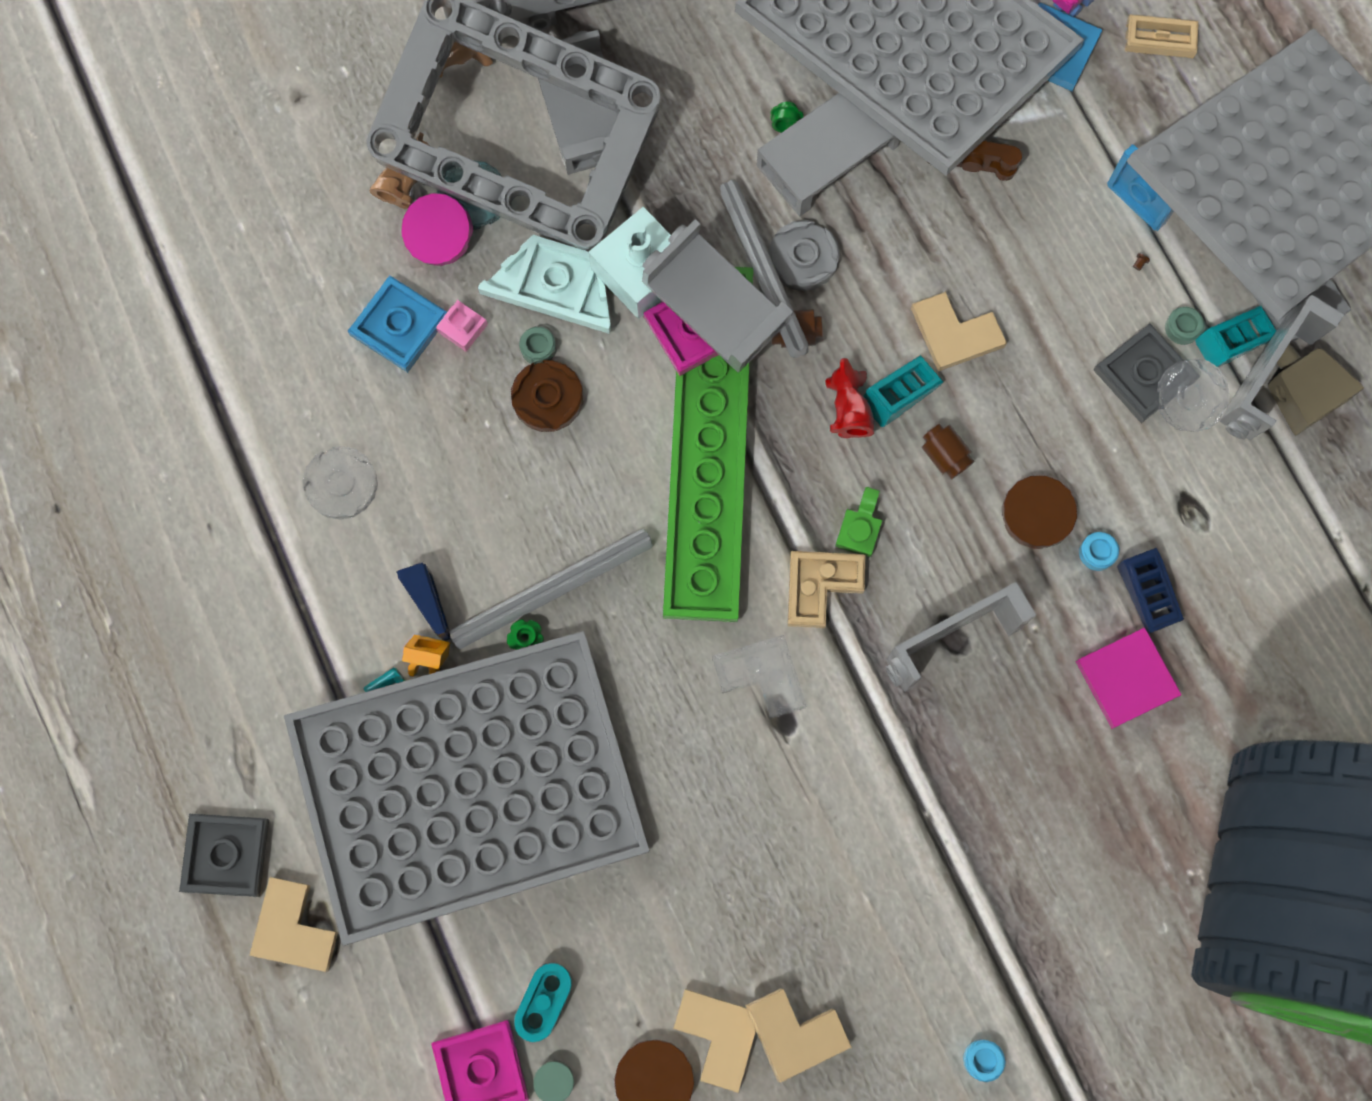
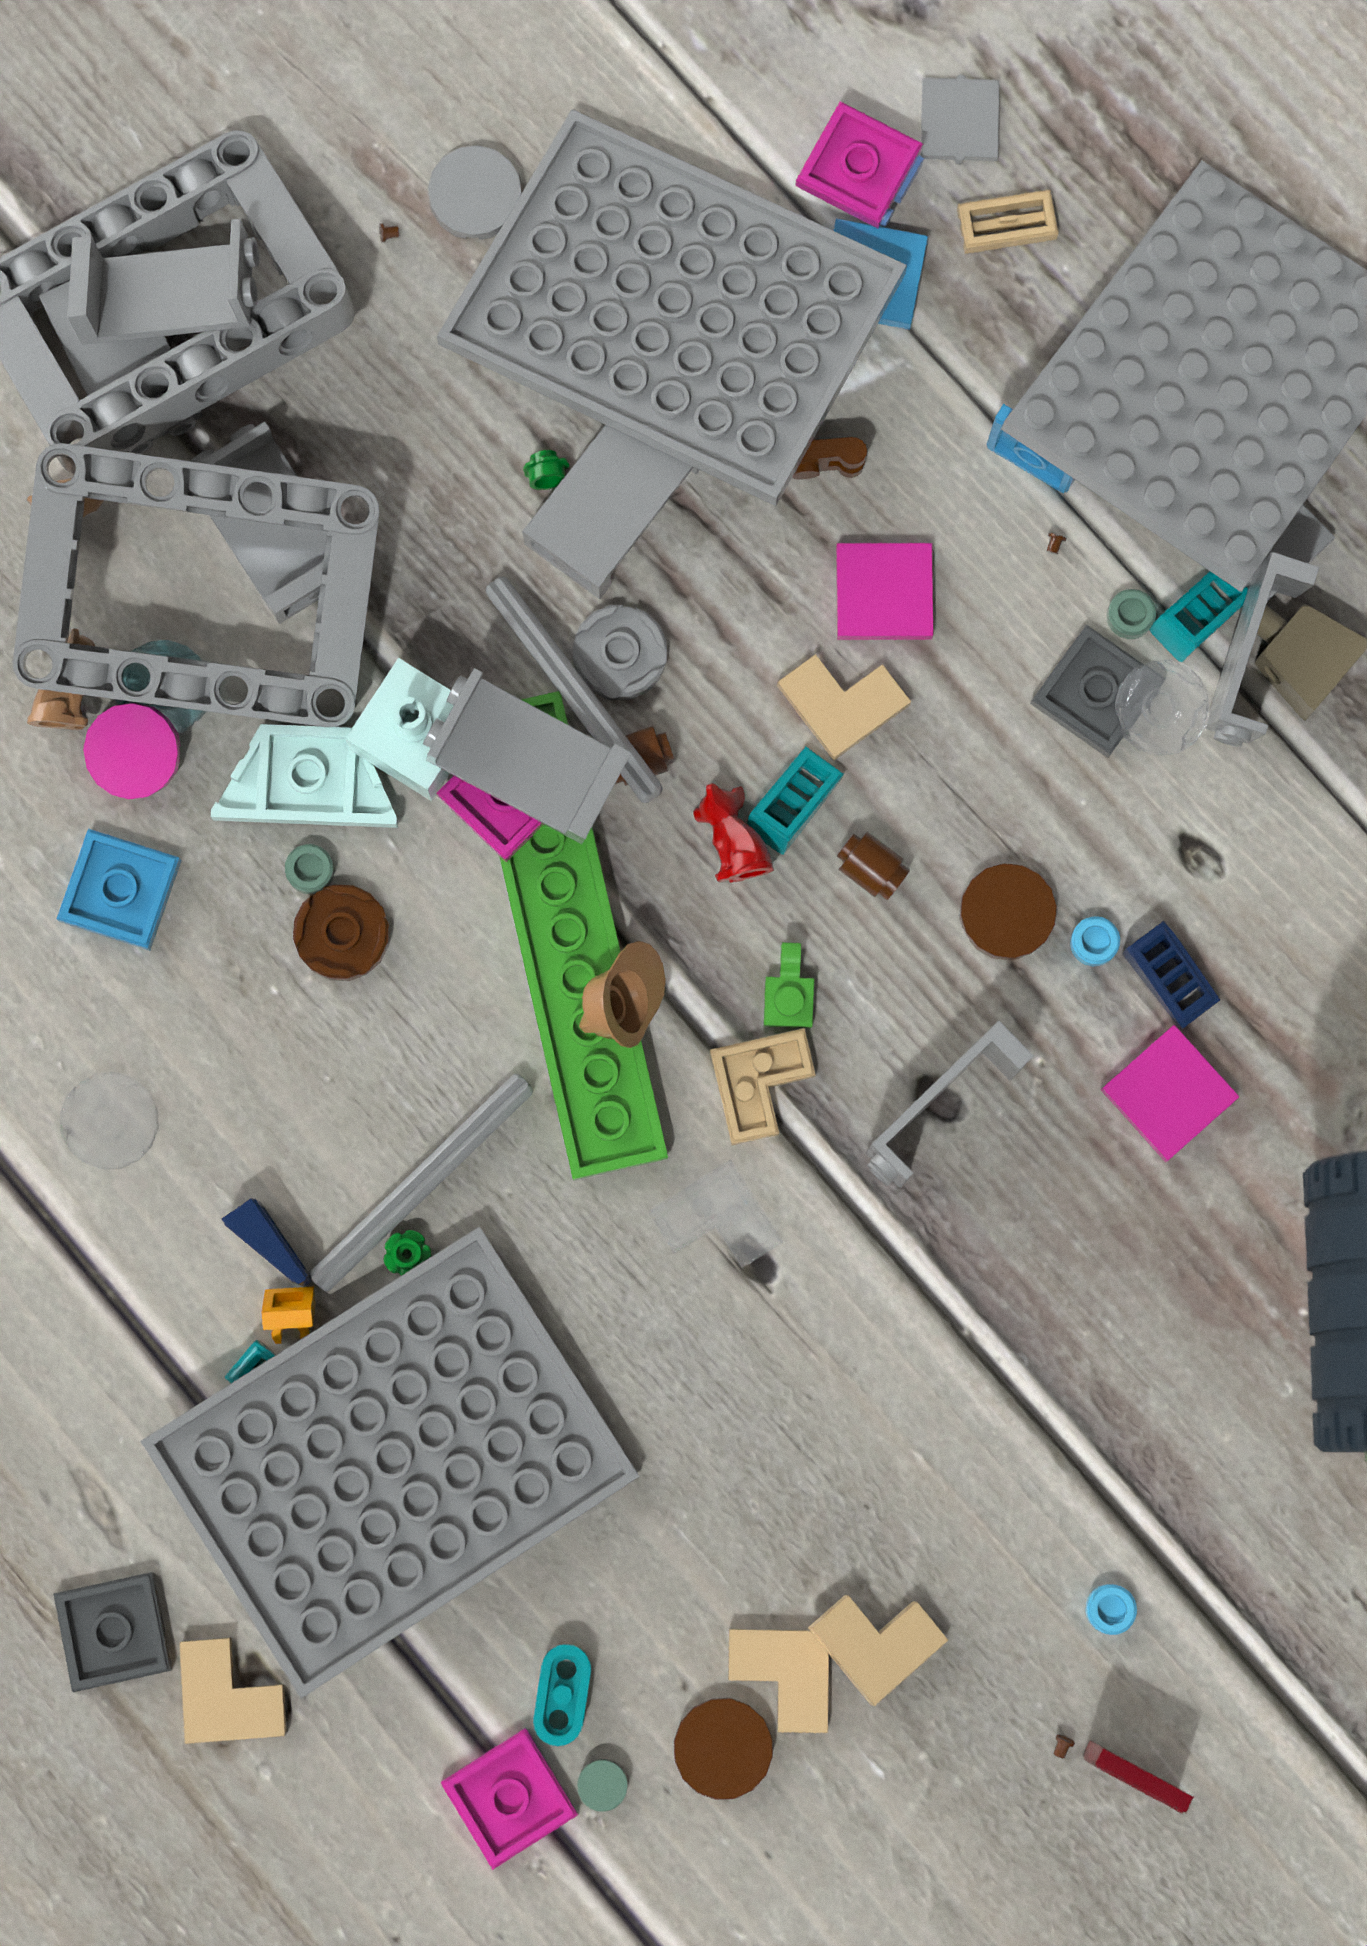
camera: 20 degrees left, 5 degrees up
(461, 325) = (202, 869): bright pink tile -> none
(739, 491) = (626, 996): none -> medium nougat piece
(1007, 263) = (884, 591): none -> dark pink tile

